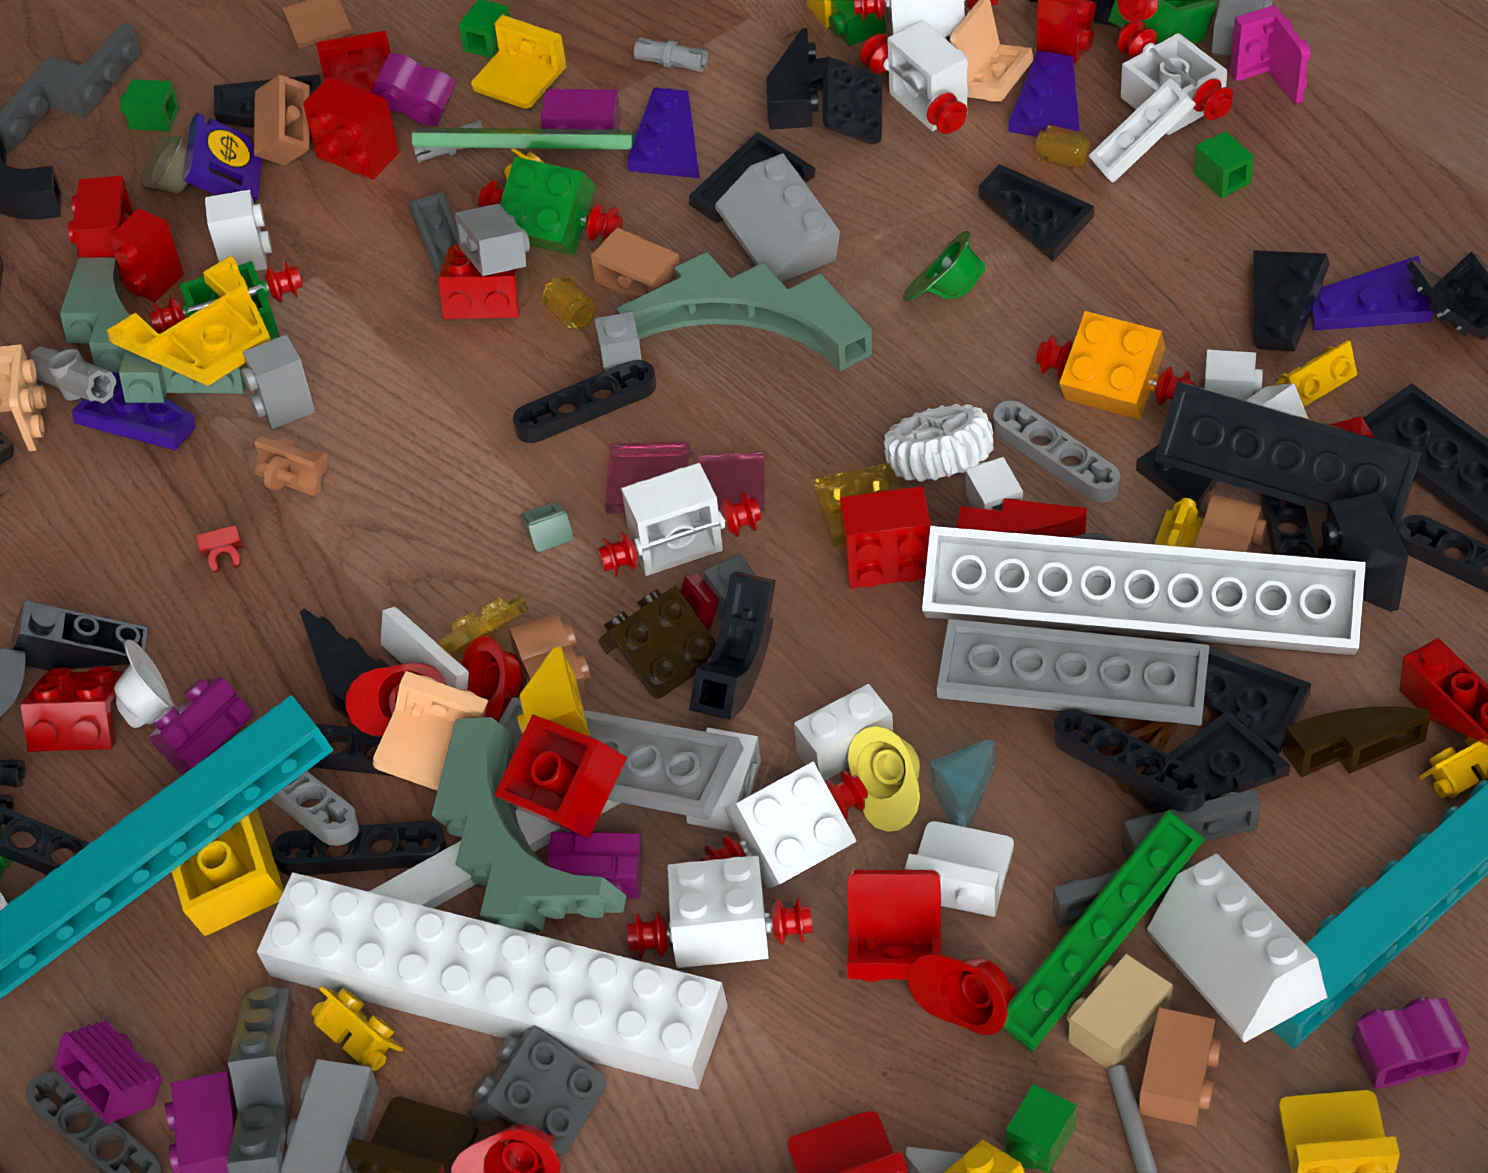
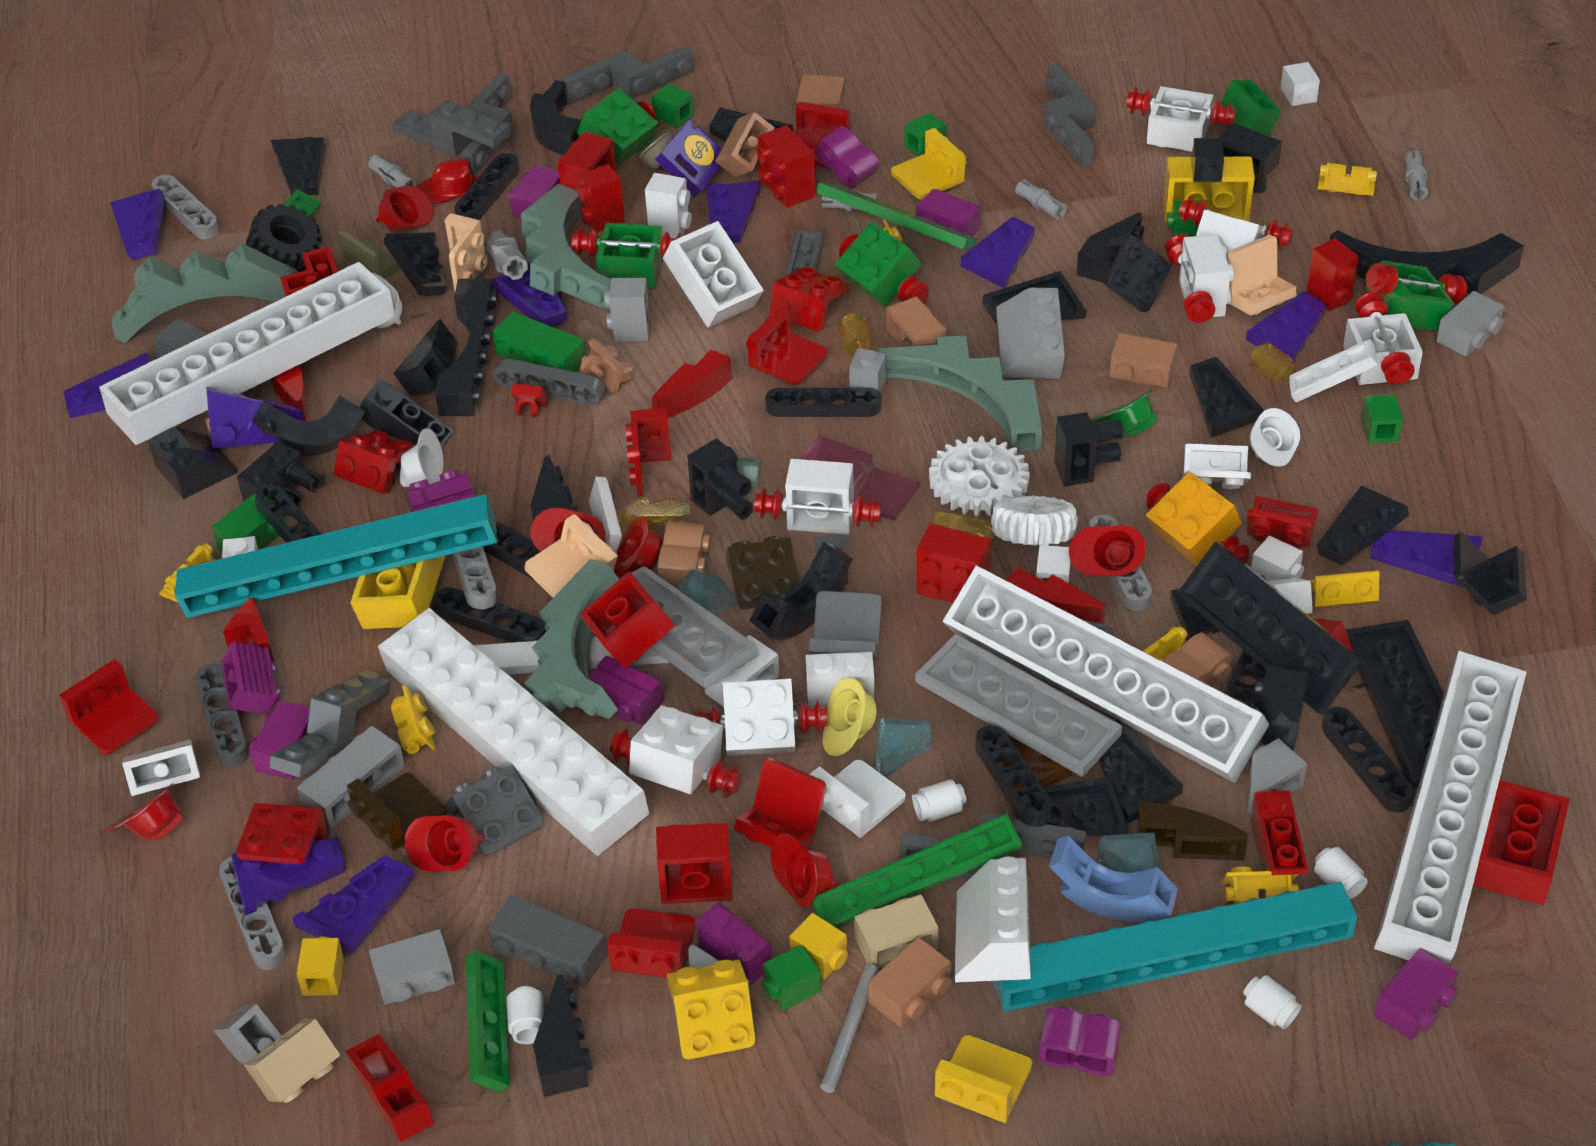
camera: 25 degrees right, 5 degrees down
(47, 278) = (532, 187): none -> magenta brick
(59, 554) = (427, 360): none -> black slope
(60, 1005) = (247, 627): none -> red slope
(103, 148) = (624, 121): none -> green brick
(117, 562) = (459, 384): none -> black arch
(189, 474) = (538, 343): none -> green brick
(206, 342) = (594, 264): yellow wing -> none
(229, 509) = (581, 387): none -> dark grey beam
(307, 209) = (732, 205): none -> dark purple wing
(356, 296) = (712, 274): none -> white brick
(415, 445) = (693, 384): none -> red slope
(416, 537) = (649, 441): none -> red bracket
(492, 239) = (823, 270): light grey brick -> none
(498, 360) = (782, 353): none -> red bracket
(536, 552) = (716, 480): none -> black brick
(554, 695) = (663, 572): yellow slope -> none
(611, 694) = (707, 591): none -> clear light blue slope
(700, 598) = (804, 555): dark red tile -> none
(809, 664) = (846, 623): none -> dark grey bracket
(831, 415) = (978, 475): none -> white gear
(839, 1043) = (694, 863): none -> red brick
(921, 201) = (1143, 360): none -> nougat brick
(930, 331) = (1078, 450): none -> black brick
(944, 1118) = (730, 938): none -> magenta brick
(1047, 1066) = (823, 944): none -> yellow brick
(1052, 443) = (1107, 550): none -> red piece
(1057, 829) = (939, 800): none -> white brick
(1091, 289) = (1217, 464): none -> white bracket
(1129, 234) = (1275, 437): none -> white piece
(1204, 327) = (1282, 520): none -> red bracket
(1267, 43) = (1467, 348): dark pink bracket -> none
(1321, 797) = (1128, 852): none -> clear light blue slope
(1325, 847) = (1111, 893): none -> medium blue arch
(1393, 627) = (1275, 769): none -> light grey slope

